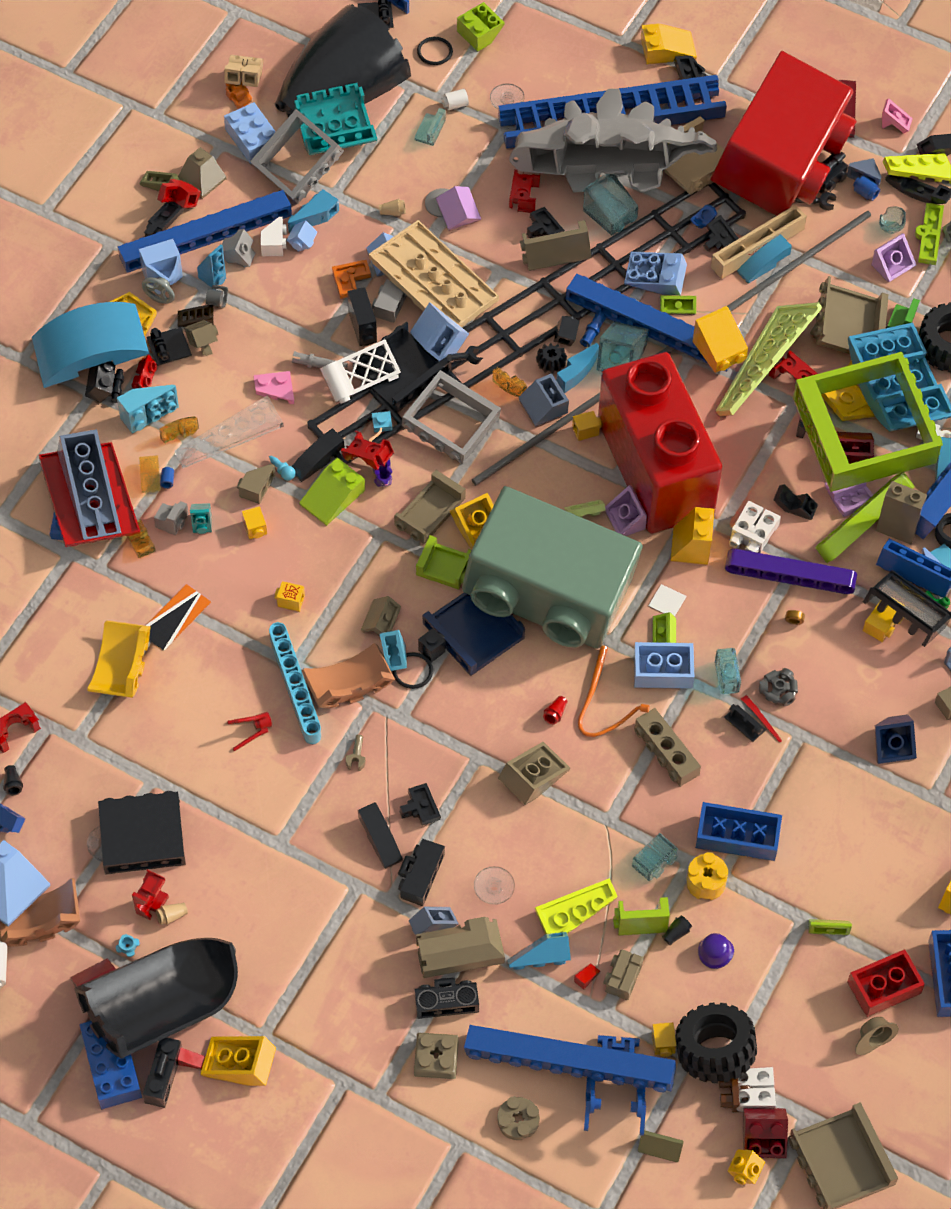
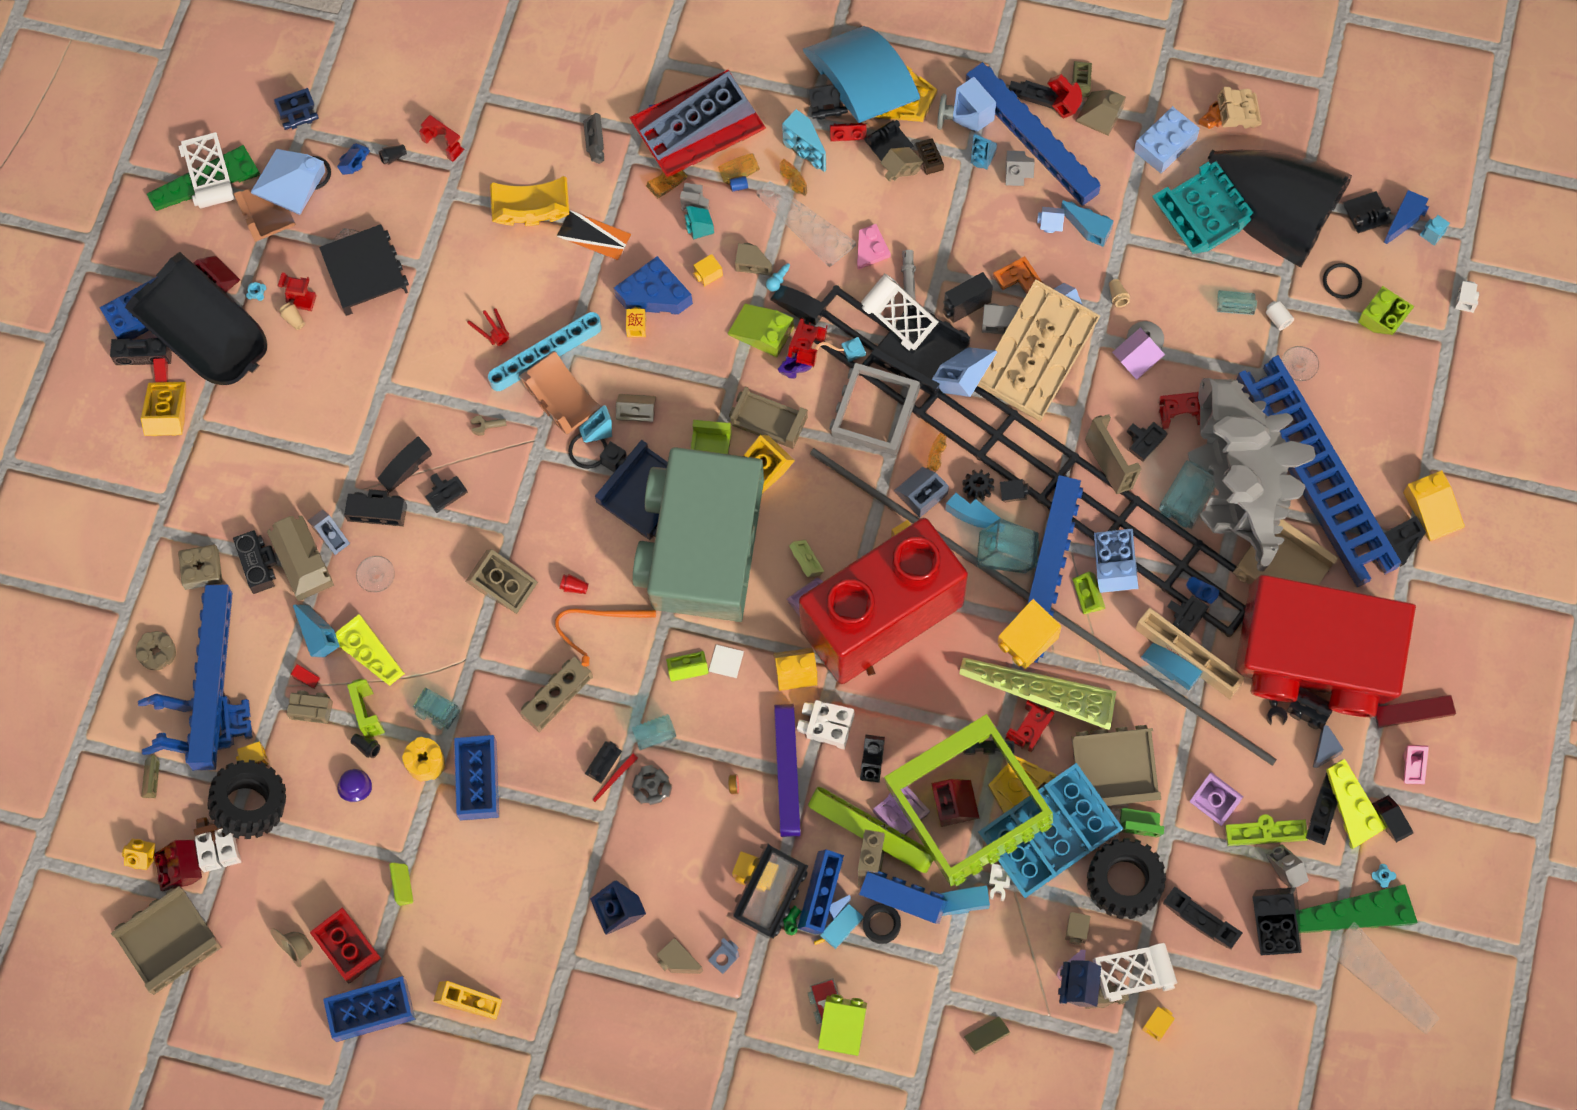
camera: 80 degrees right, 10 degrees up
(66, 589) = (594, 137): none -> dark grey hinge
(215, 297) = (952, 166): dark grey leg -> none
(260, 571) = (654, 290): none -> blue brick
(272, 238) = (1043, 194): white slope -> none
(279, 139) = (1131, 156): light grey window -> none
(468, 354) = (947, 400): black piece -> none
(592, 329) = (1027, 517): blue pin -> none
(663, 665) = (642, 670): light blue brick -> none
(866, 188) = (1305, 752): blue brick -> none
(893, 220) = (1268, 788): clear light blue hair -> none

